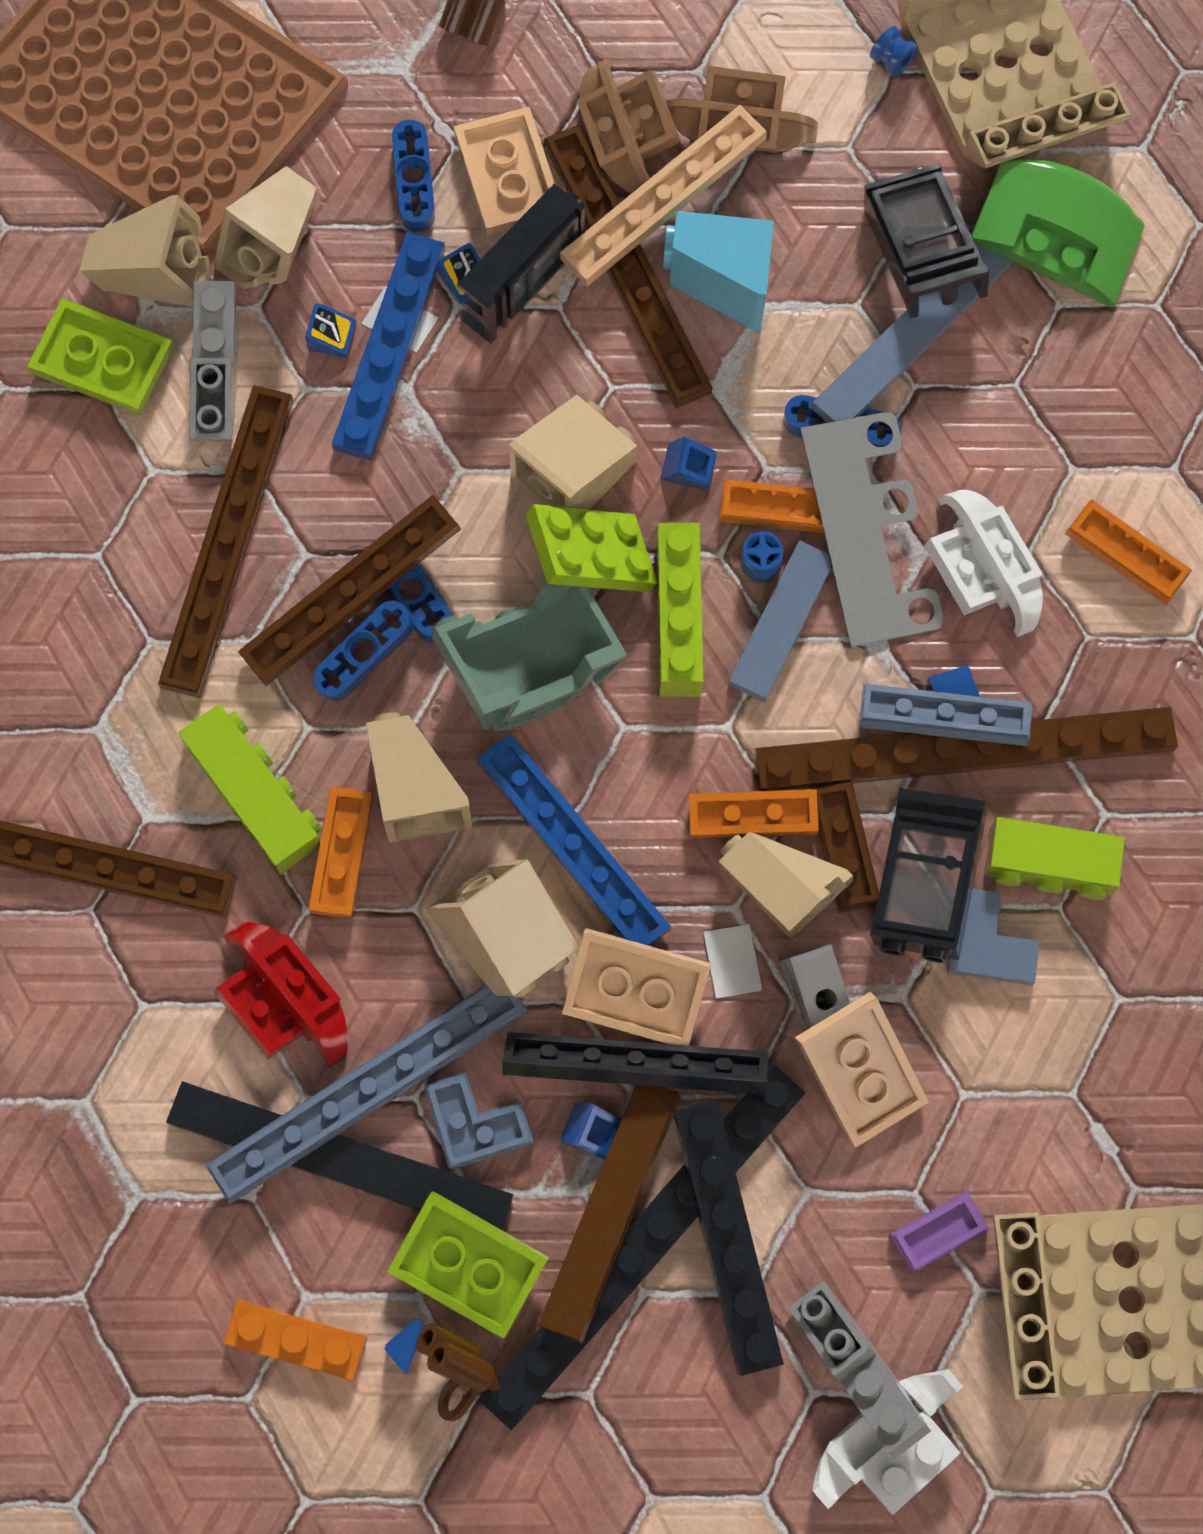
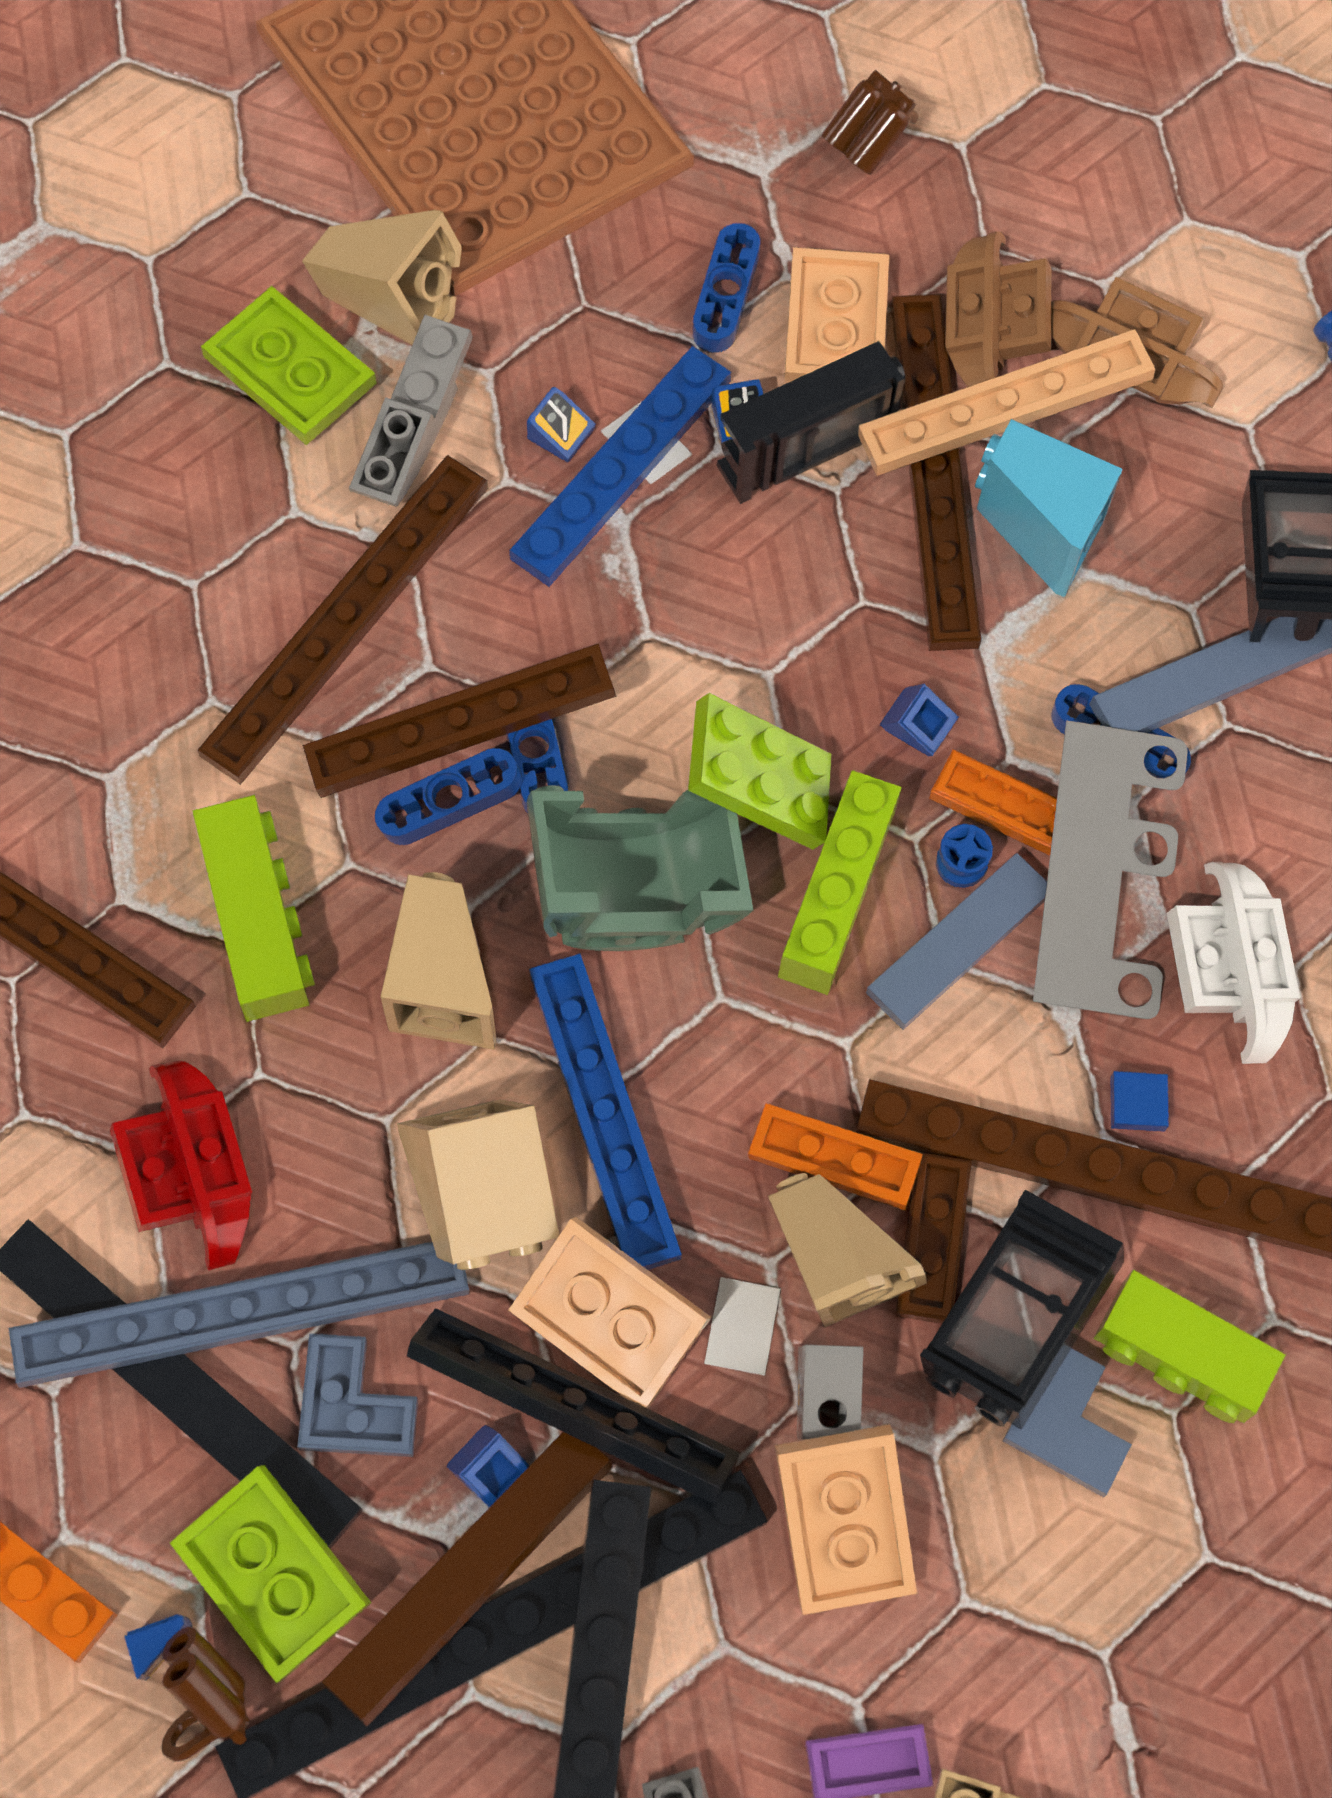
camera: 20 degrees right, 5 degrees down
(265, 230) = (530, 287): tan slope -> none
(341, 852) = (325, 1021): orange plate -> none
(572, 456) = (782, 658): tan slope -> none
(945, 714) = (1117, 1123): sand blue tile -> none

